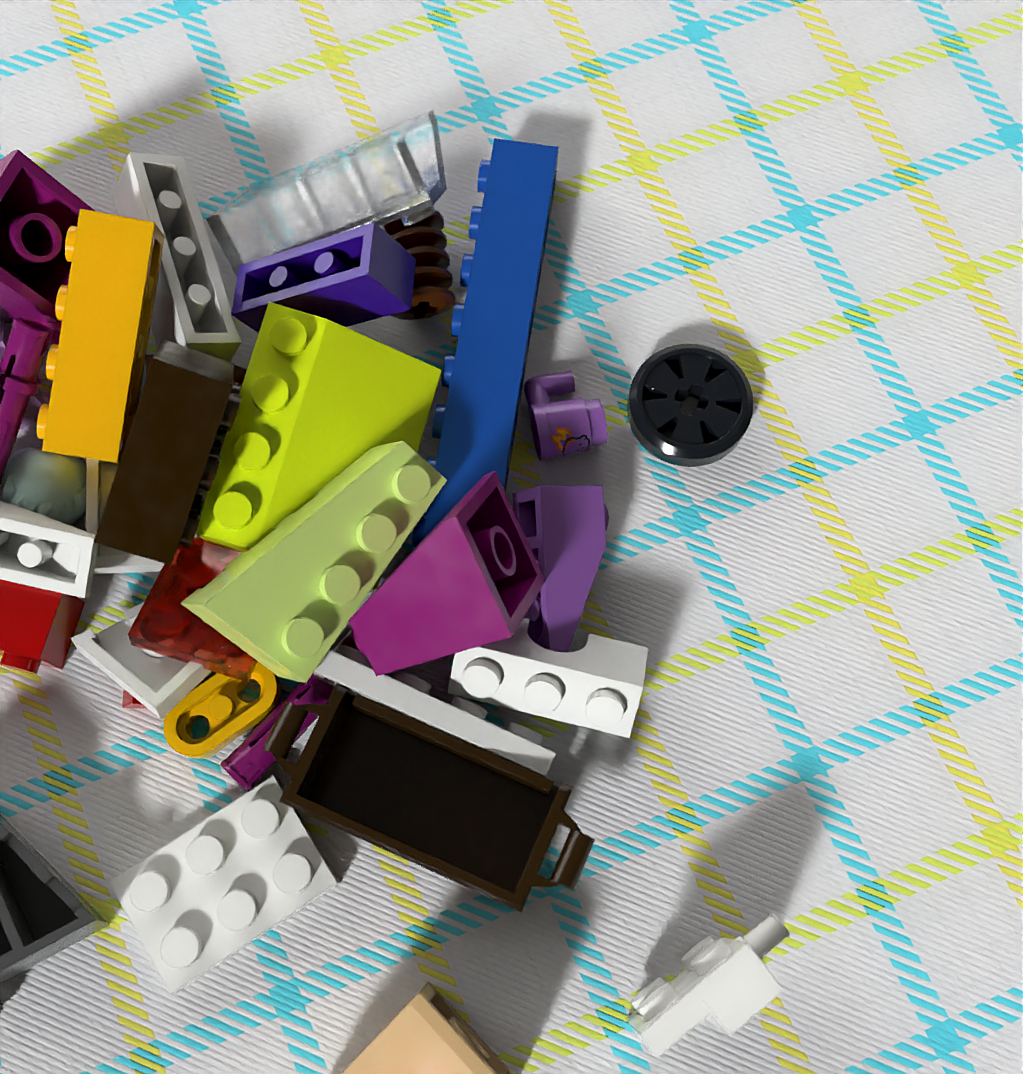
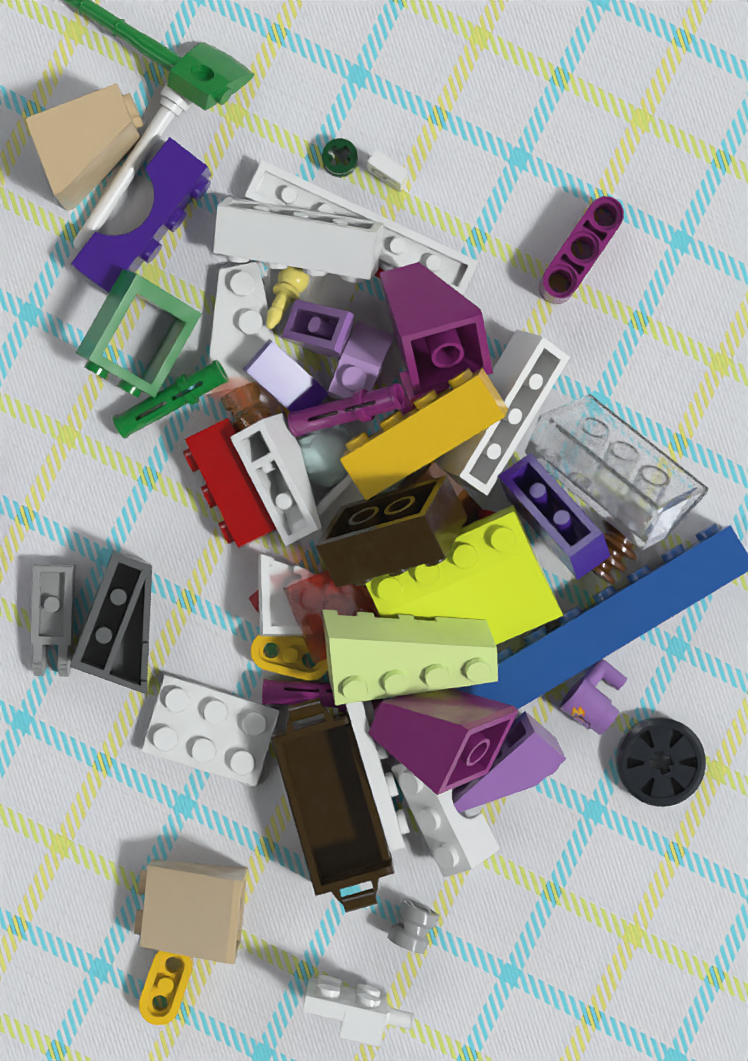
camera: 50 degrees right, 15 degrees up
(98, 81) = (594, 236): none -> magenta beam
(661, 828) = (413, 925): none -> light grey wheel

